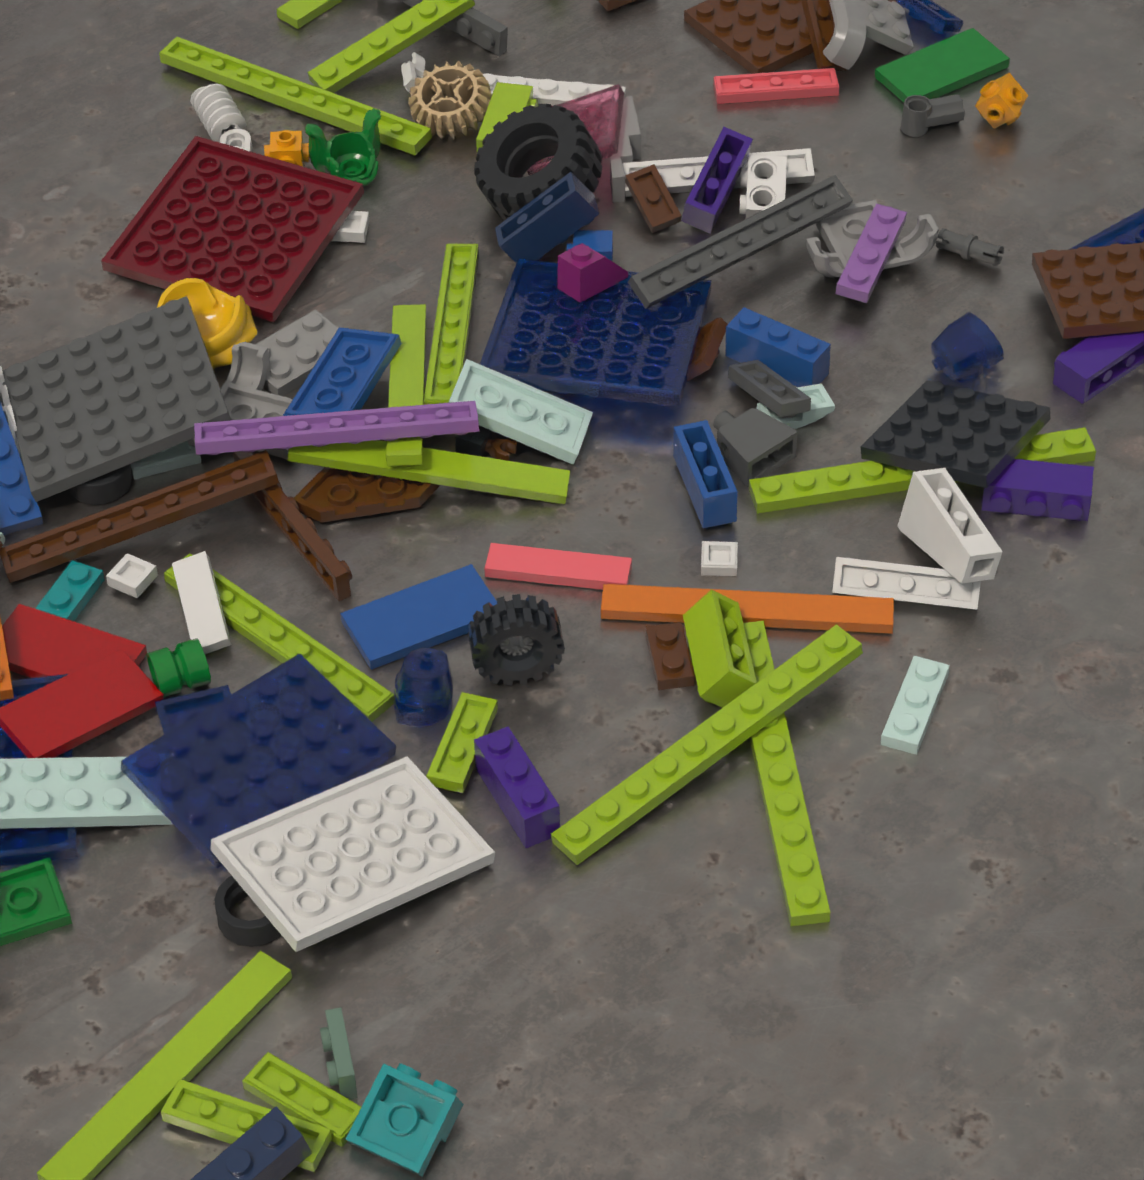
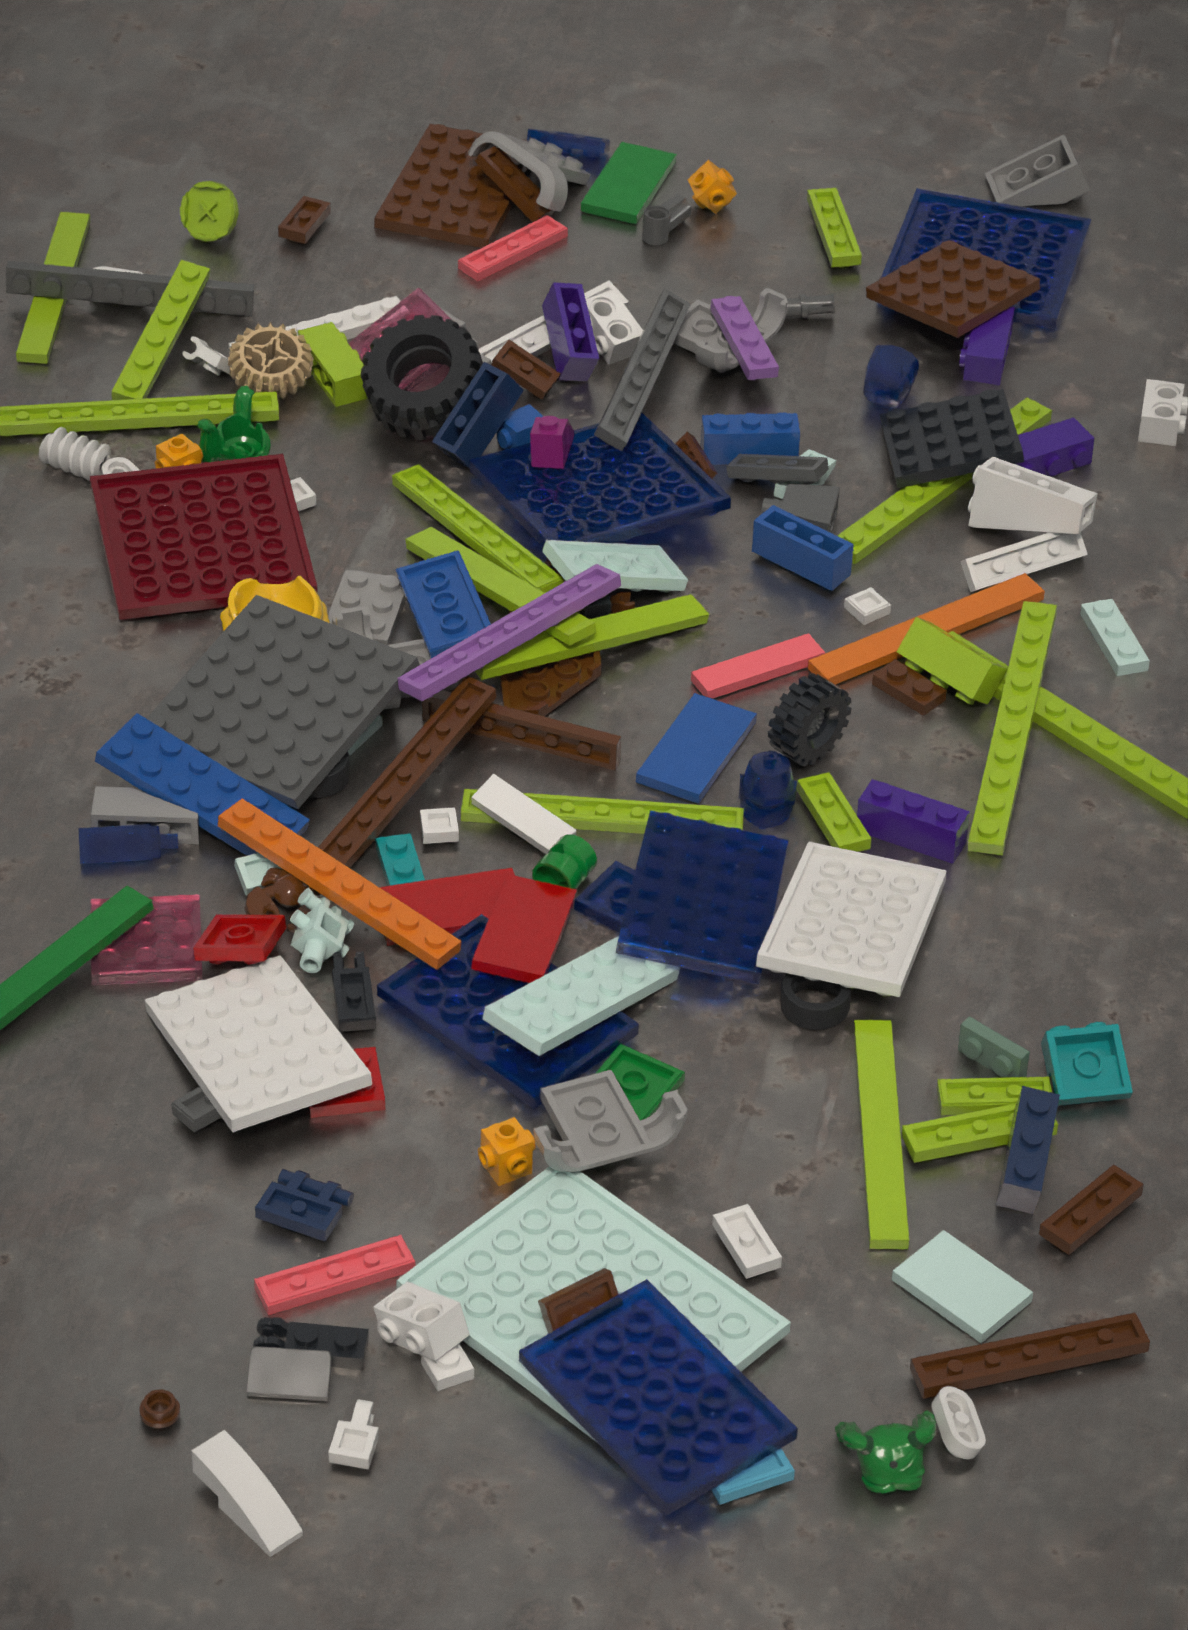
camera: 40 degrees left, 5 degrees down
(1080, 185) = (834, 227): none -> lime plate

